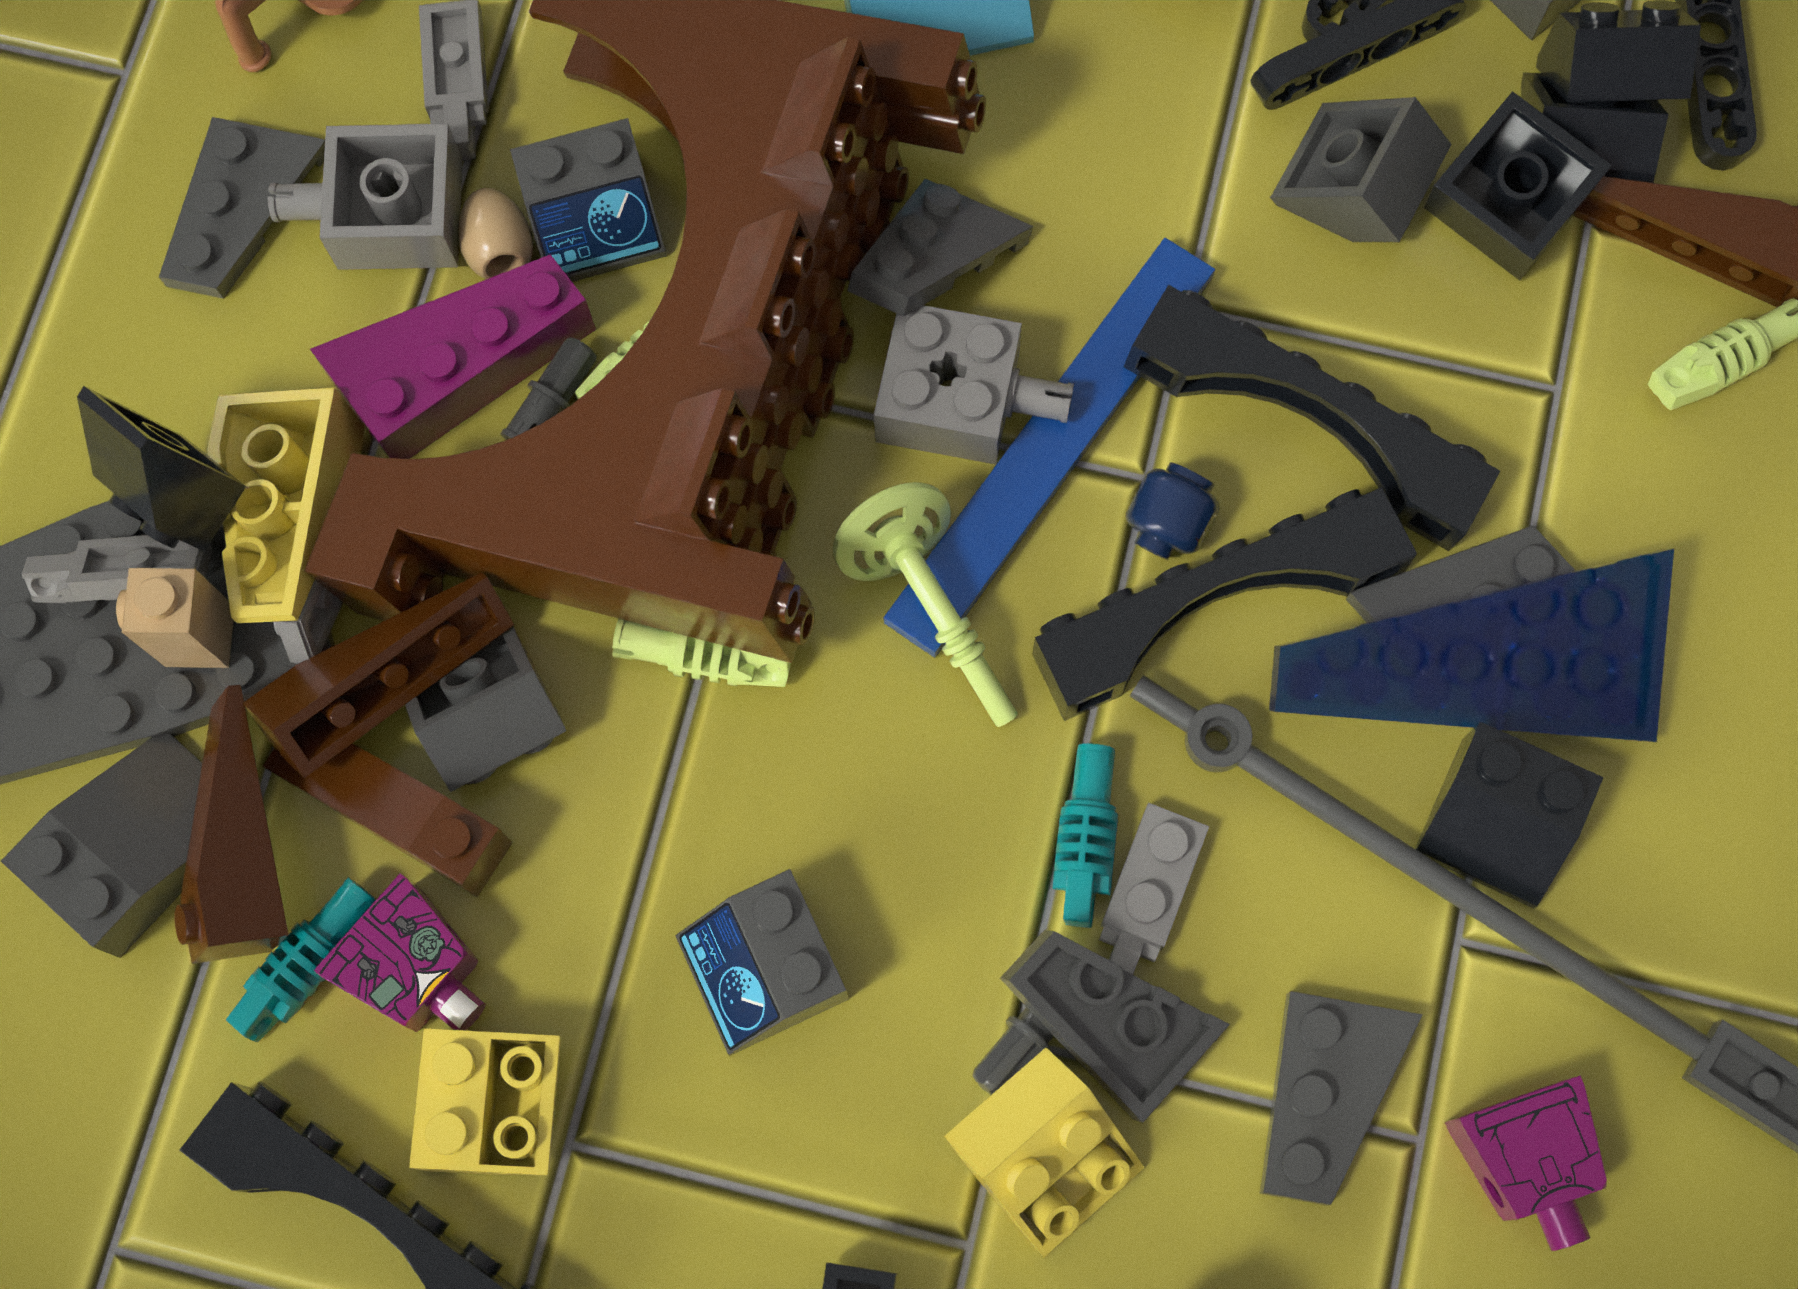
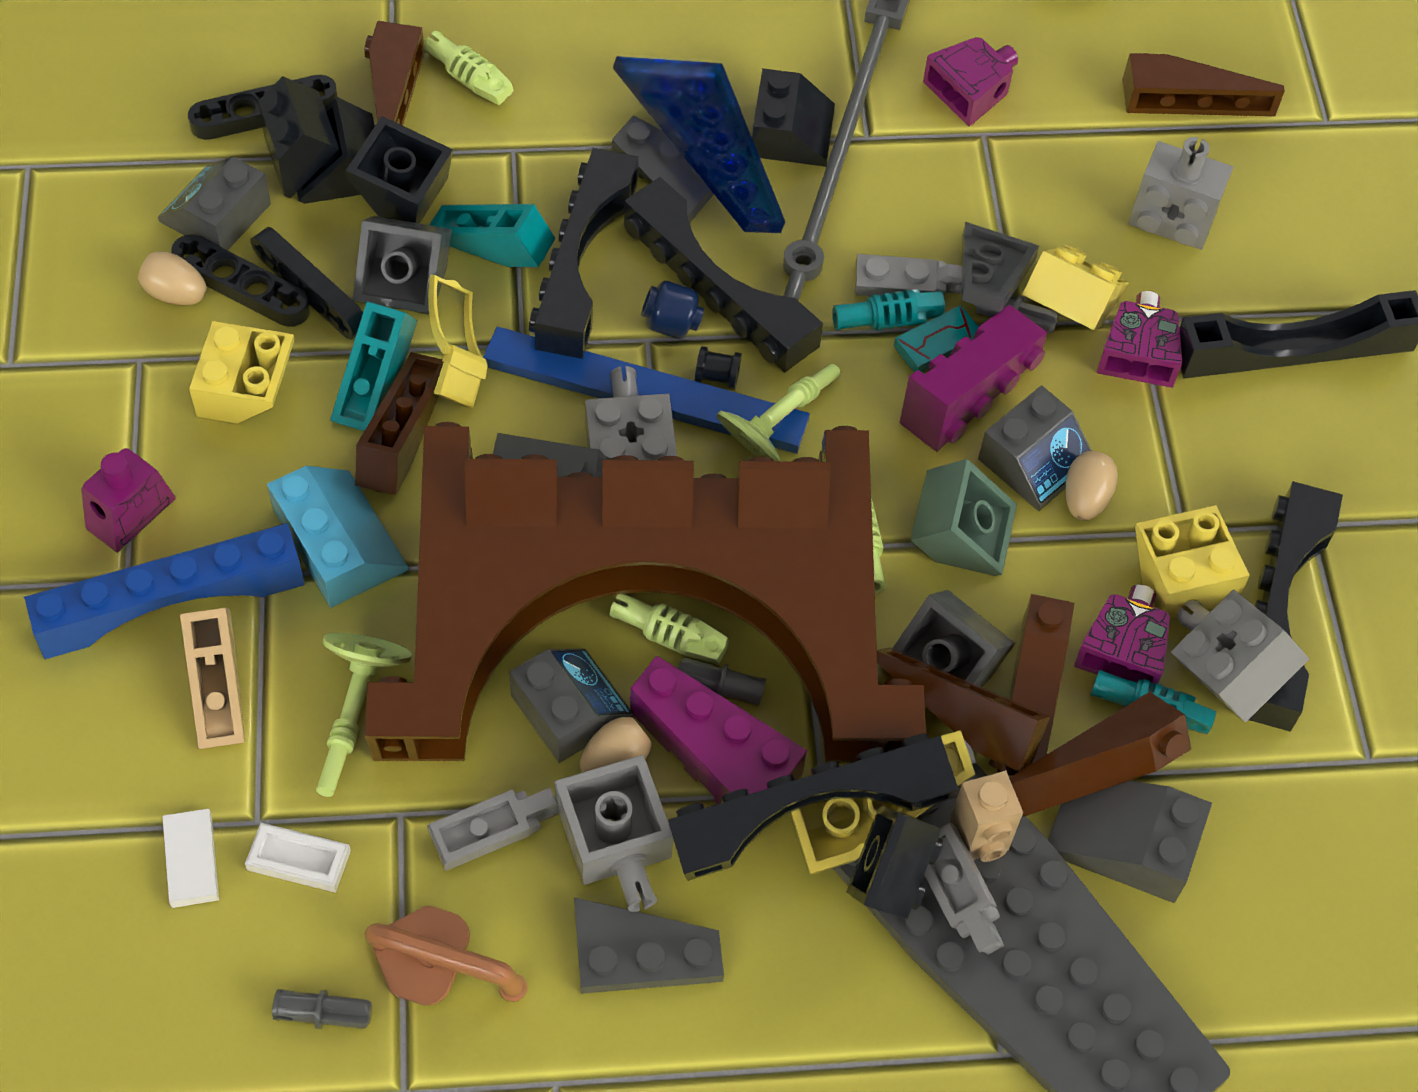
camera: 115 degrees left, 15 degrees down
(250, 513) = (905, 777): none -> black arch
(291, 1084) = (1237, 653): none -> light grey brick
(673, 1015) = (1090, 484): none -> tan animal
(677, 804) = (964, 519): none -> sand green slope
(909, 1217) = (1143, 343): none -> magenta torso
(916, 911) = (972, 376): none -> magenta wedge
(1013, 891) = (935, 338): none -> teal tile
(1052, 547) = (718, 367): none -> black bush
(1082, 104) = (397, 426): none -> reddish brown slope
(1139, 192) = (461, 368): none -> light yellow piece
(1193, 93) = (373, 364): none -> teal slope
(1327, 1089) = (978, 175): dark grey wing -> none
(1382, 302) = (498, 232): none -> teal slope

